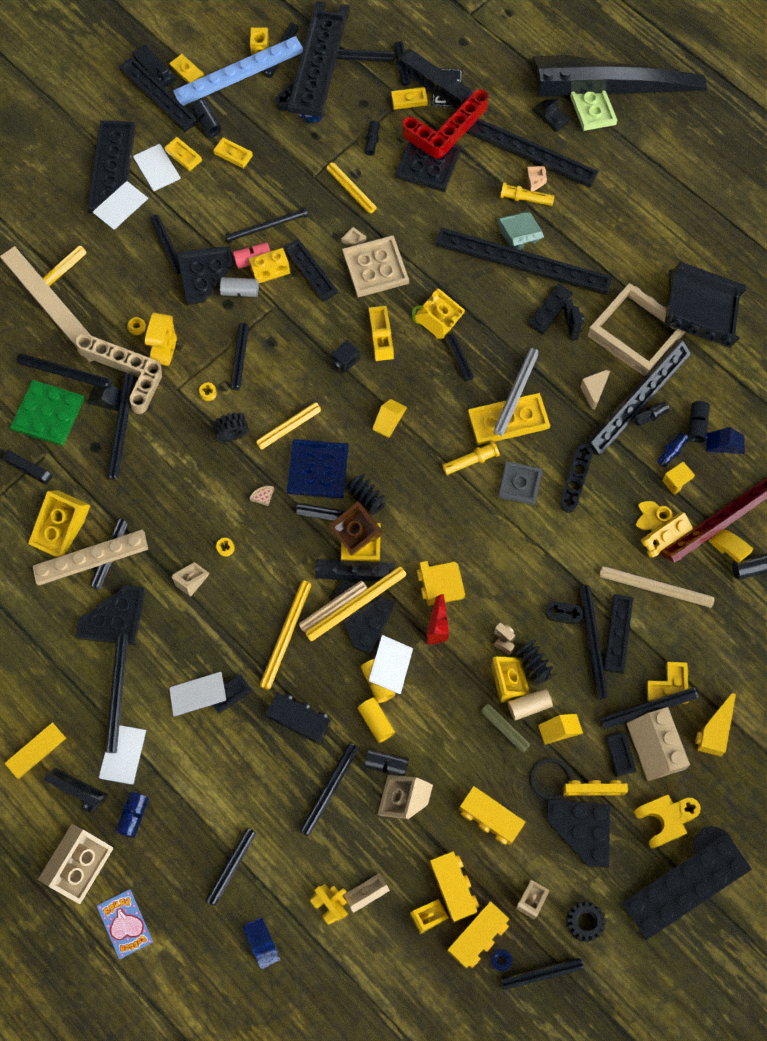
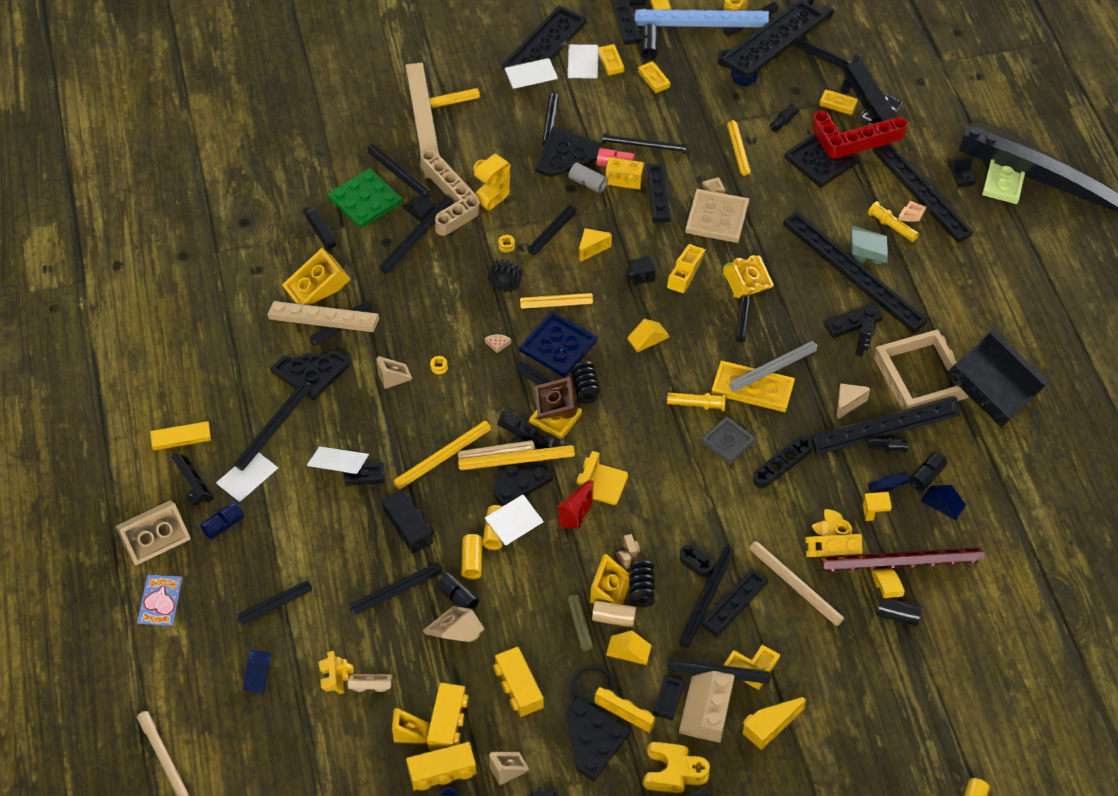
camera: 30 degrees right, 15 degrees down
(285, 351) = (593, 243): none -> yellow slope

